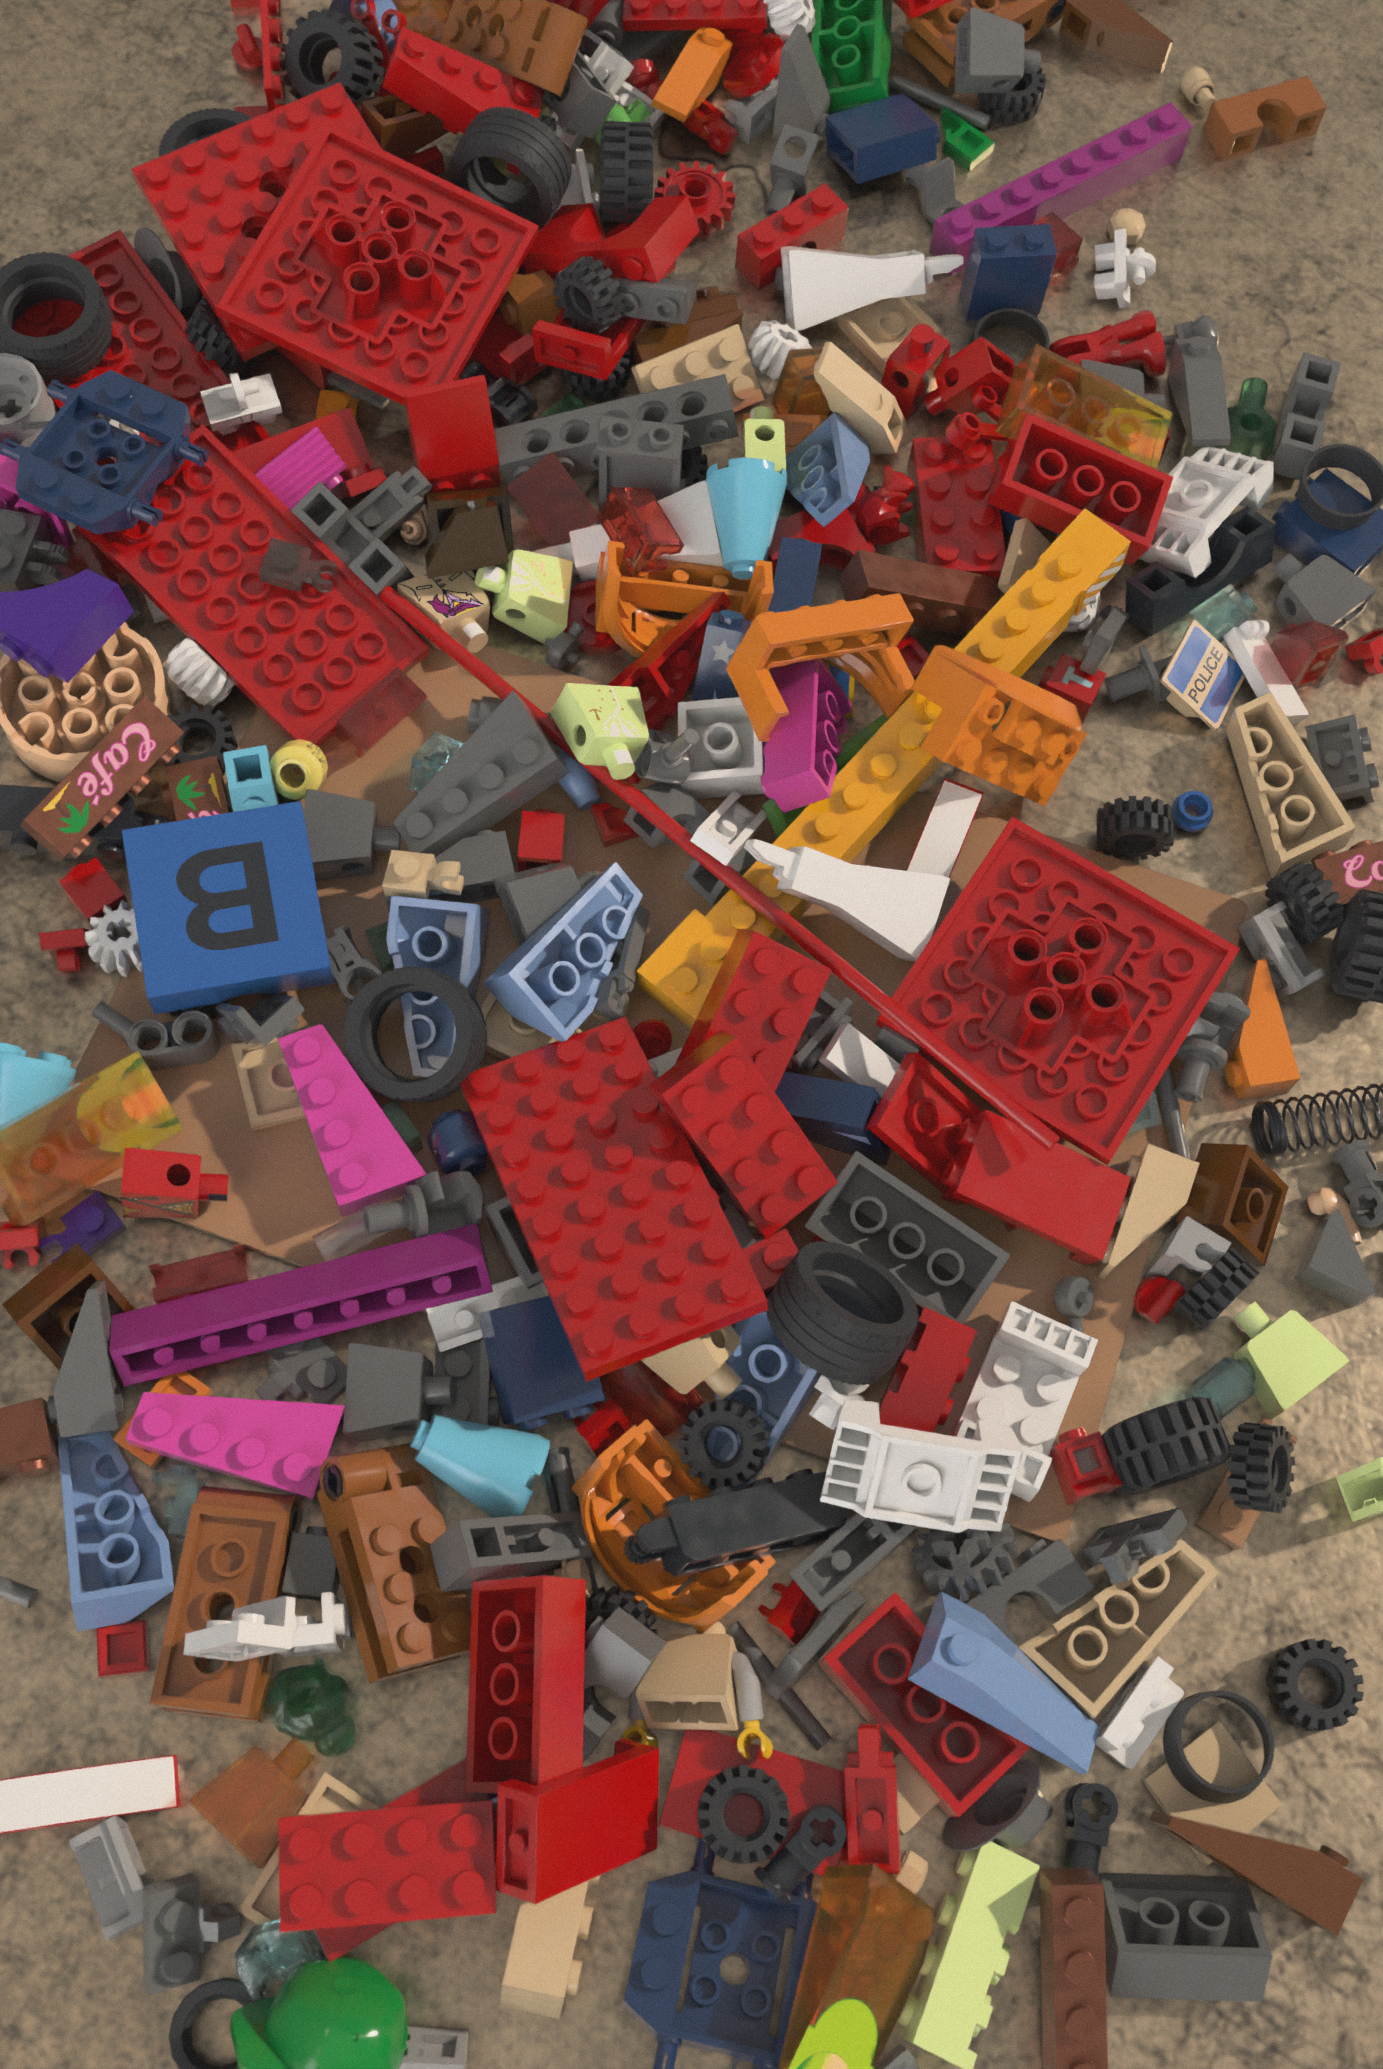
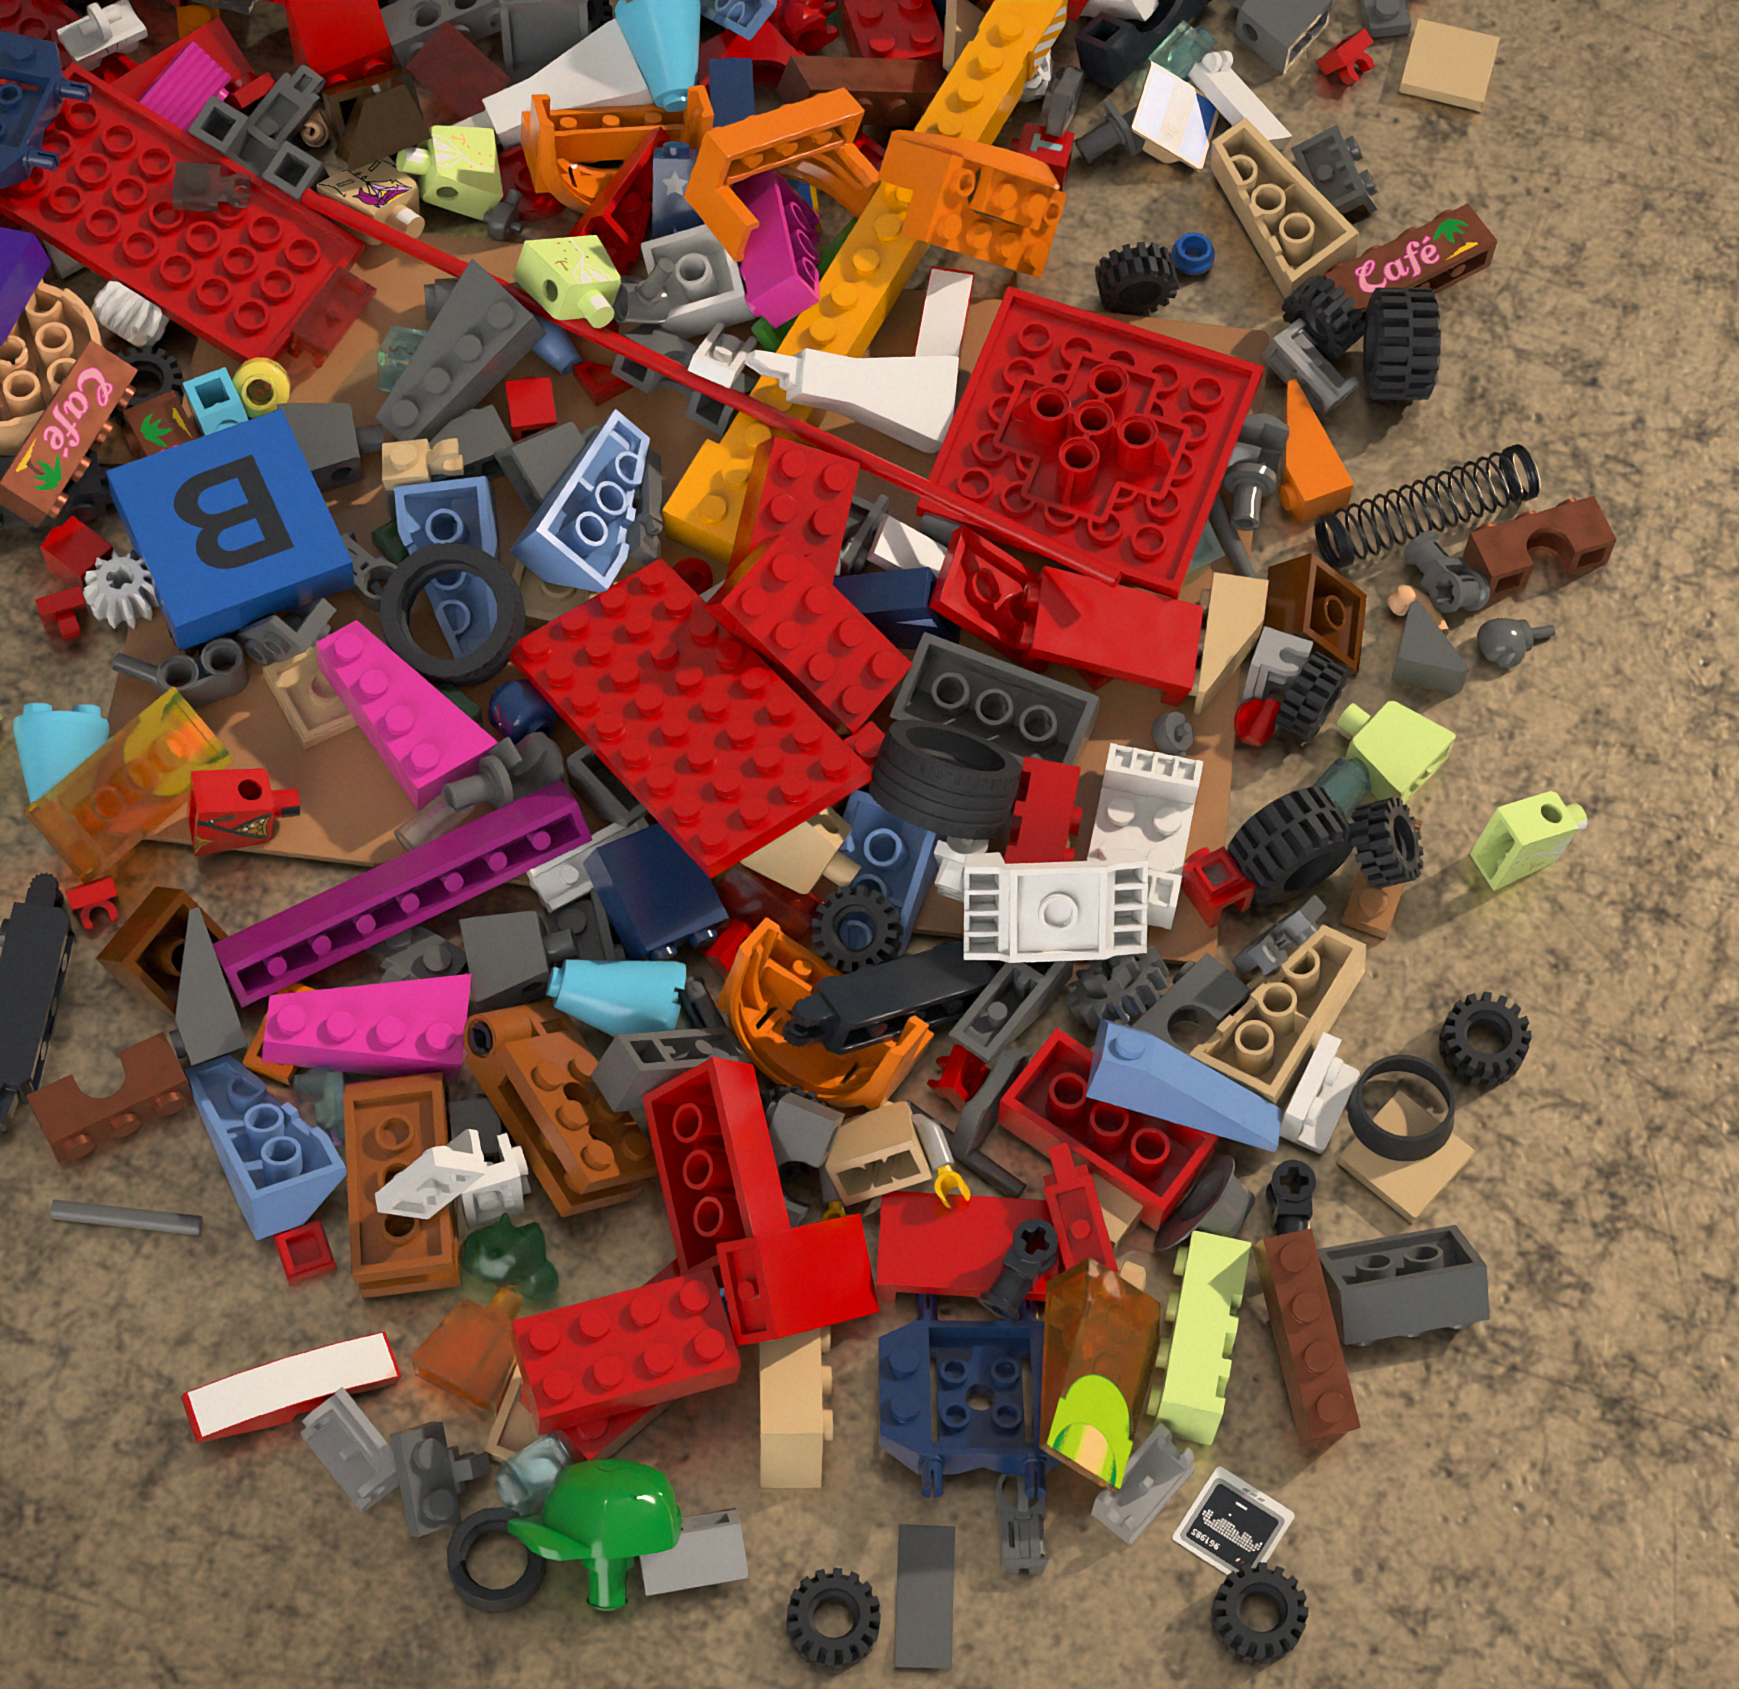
camera: 10 degrees left, 5 degrees down
(88, 1224) = (159, 867): dark purple plate -> none
(200, 1274) = (289, 891): clear red hinge -> none
(642, 526) = (555, 70): clear red hinge -> none
(775, 1815) = (961, 1223): black tyre -> none
(1297, 1877) = (1492, 1204): reddish brown slope -> none
(1307, 651) = (1276, 73): clear red slope -> none

